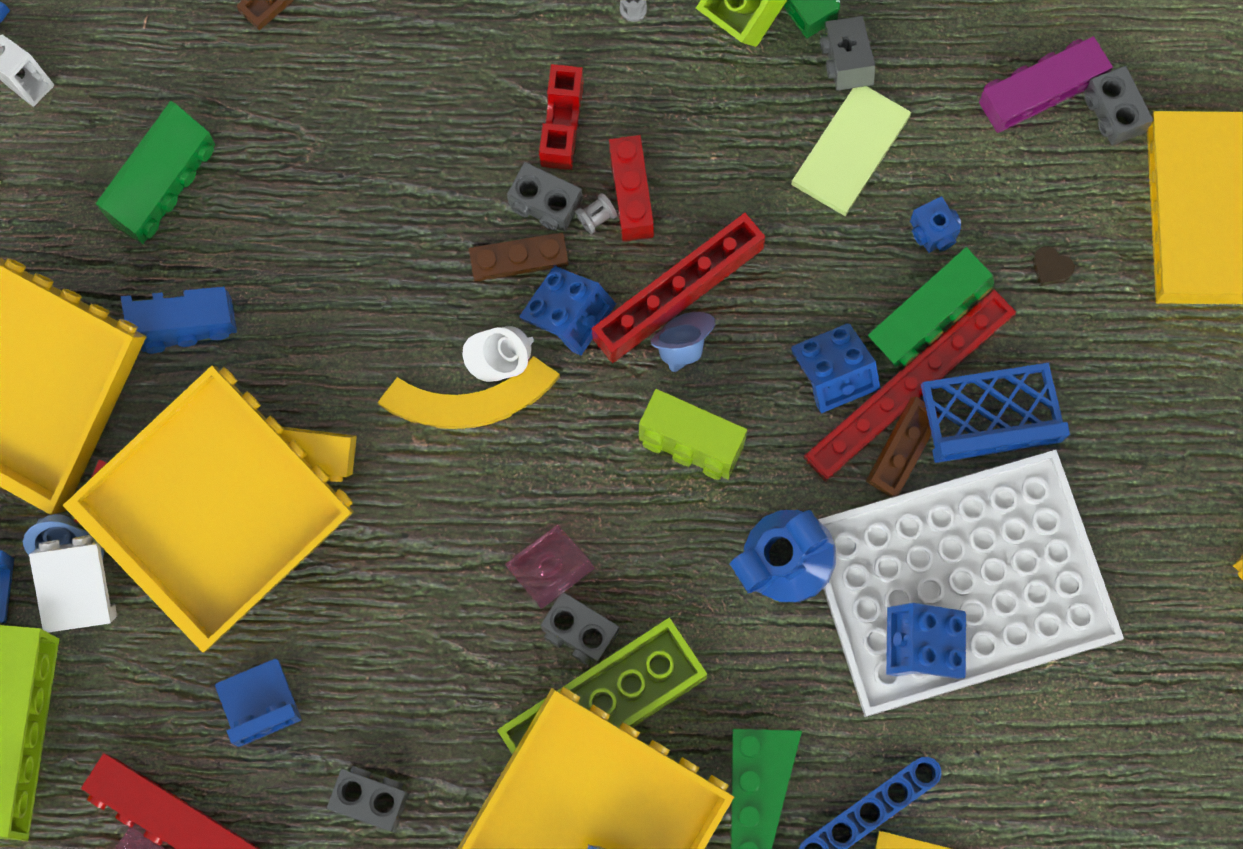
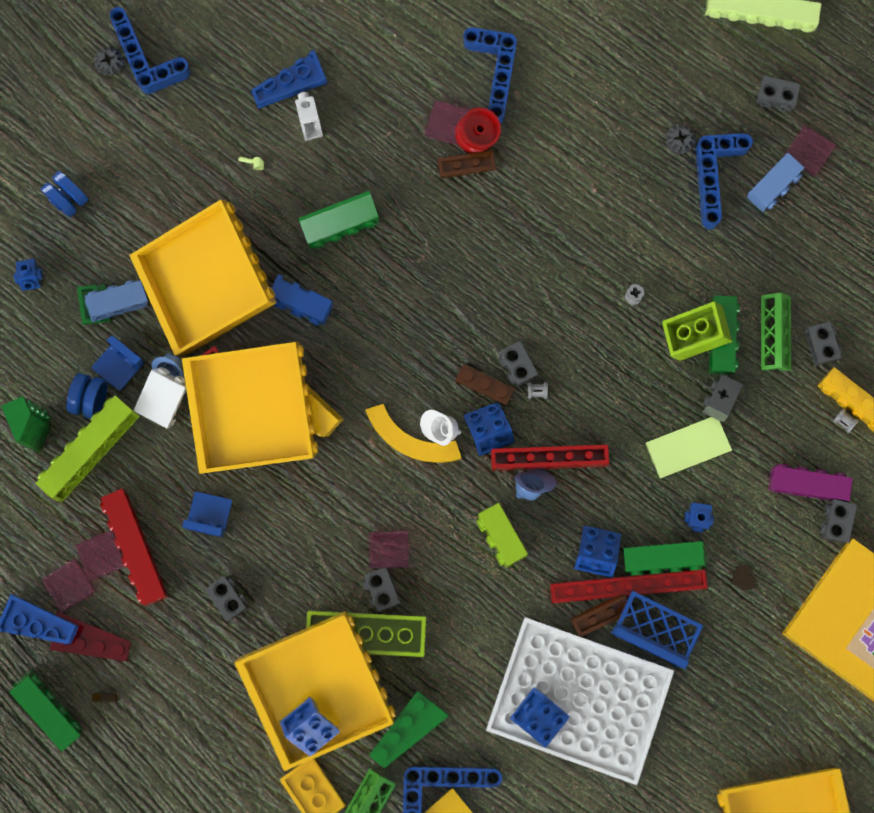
camera: 35 degrees right, 5 degrees up
(562, 118) = (555, 330): red arch -> none
(631, 188) = (563, 390): red arch -> none
(807, 570) = (516, 635): blue piece -> none

